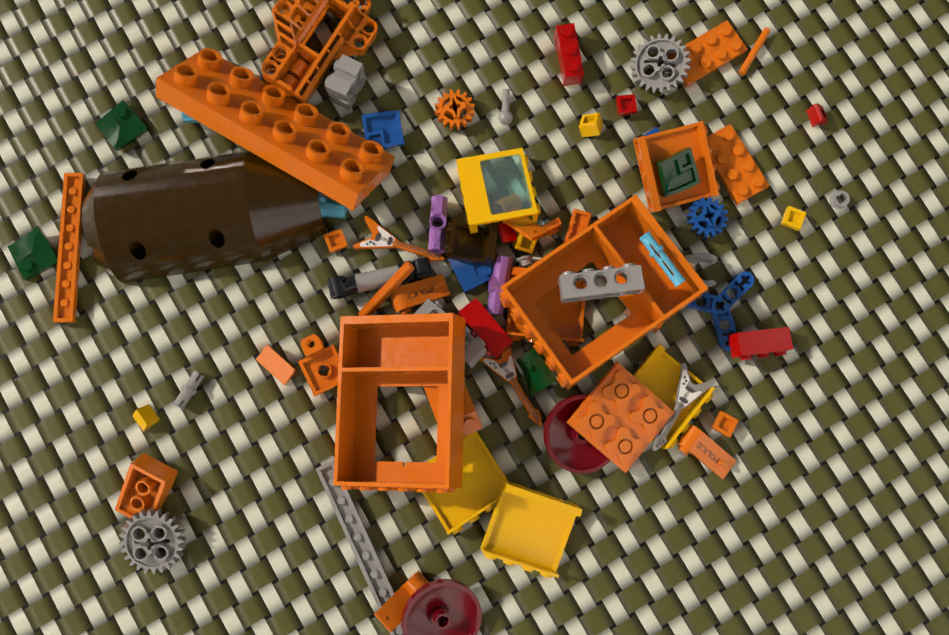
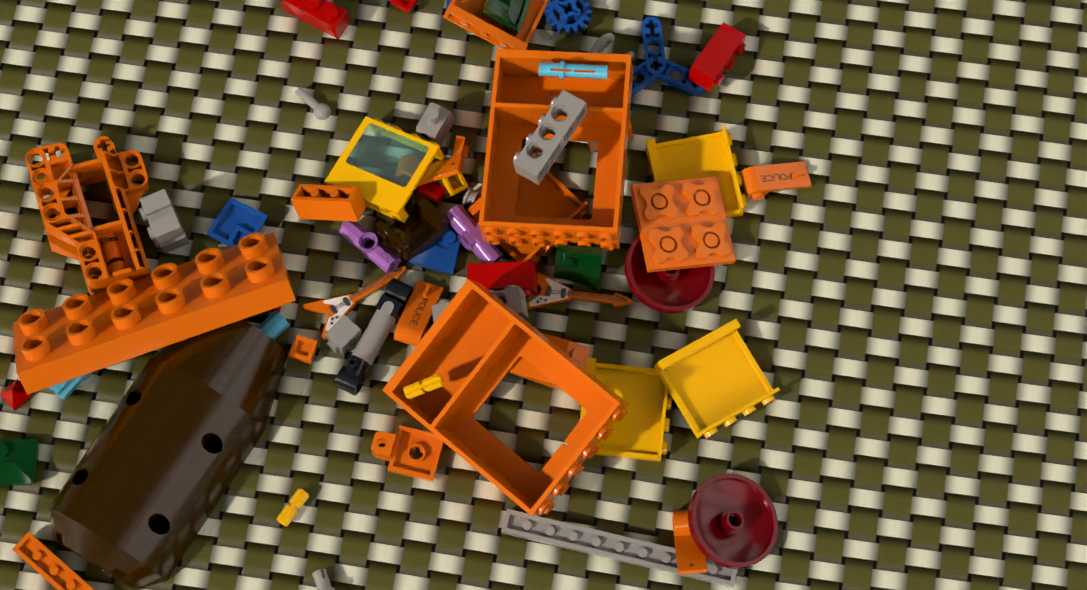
camera: 40 degrees left, 10 degrees down
(221, 322) = (290, 510): none -> yellow piece
(276, 364) = (372, 493): orange slope -> none
(360, 342) = (427, 384): none -> yellow piece
(364, 258) = (343, 335): none -> light grey brick
(387, 289) = (391, 333): orange axle -> none
(443, 174) = (329, 202): none -> orange brick
(446, 111) = (278, 156): orange gear -> none
(553, 197) = (435, 123): none -> light grey torso
(578, 222) = (477, 126): orange plate -> none
(591, 125) = (396, 43): yellow slope -> none
(686, 394) = (710, 155): piece -> none
(724, 424) = (764, 144): orange plate -> none

